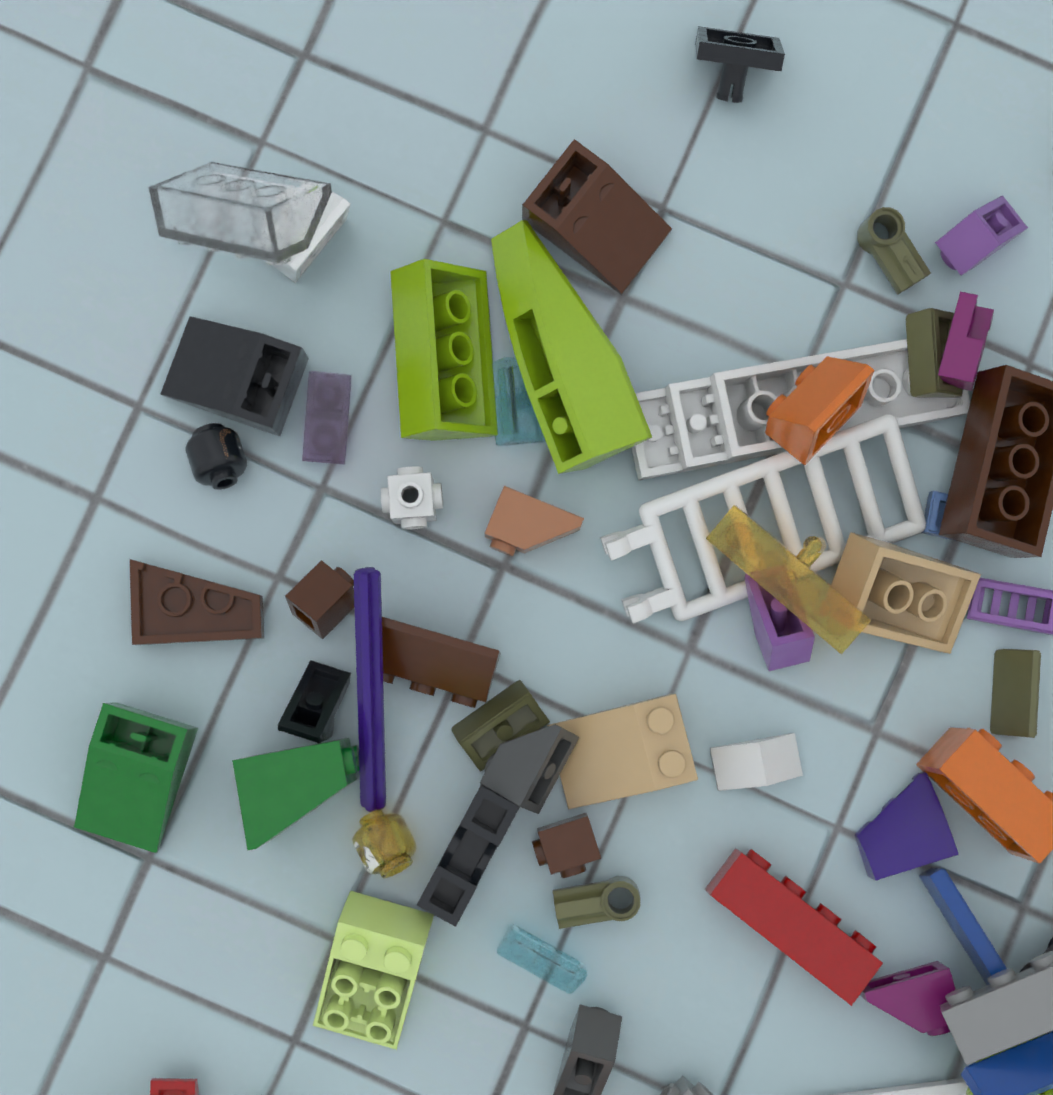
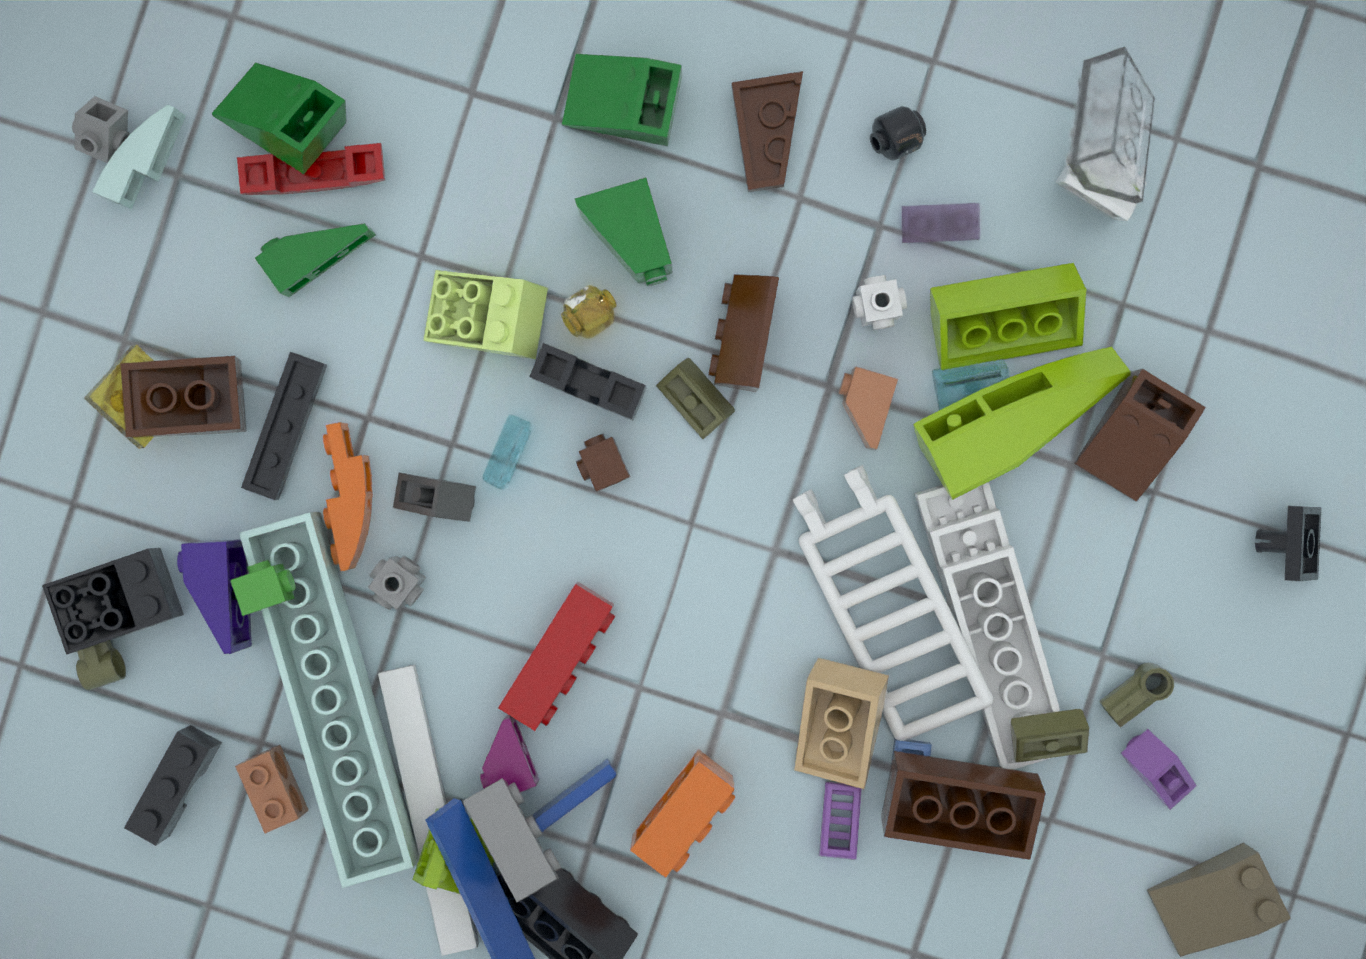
camera: 85 degrees right, 5 degrees up
(236, 374) = (970, 141): black slope -> none
(315, 703) = (699, 241): black slope -> none
(322, 598) = (786, 237): reddish brown brick -> none
(370, 687) = (717, 284): dark purple axle -> none
(529, 766) = (665, 425): dark grey slope -> none
(590, 903) = (558, 488): olive piece -> none
(627, 752) = (684, 501): tan slope -> none
(756, 762) = (687, 615): white slope -> none
(779, 632) = (809, 621): medium lavender slope -> none
(790, 577) = (845, 625): clear yellow plate -> none
(818, 406) = (992, 636): orange slope -> none
(906, 832) = (642, 744): dark purple slope -> none
(965, 342) = (1062, 760): magenta slope -> none
(1015, 692) = (767, 826): olive slope -> none

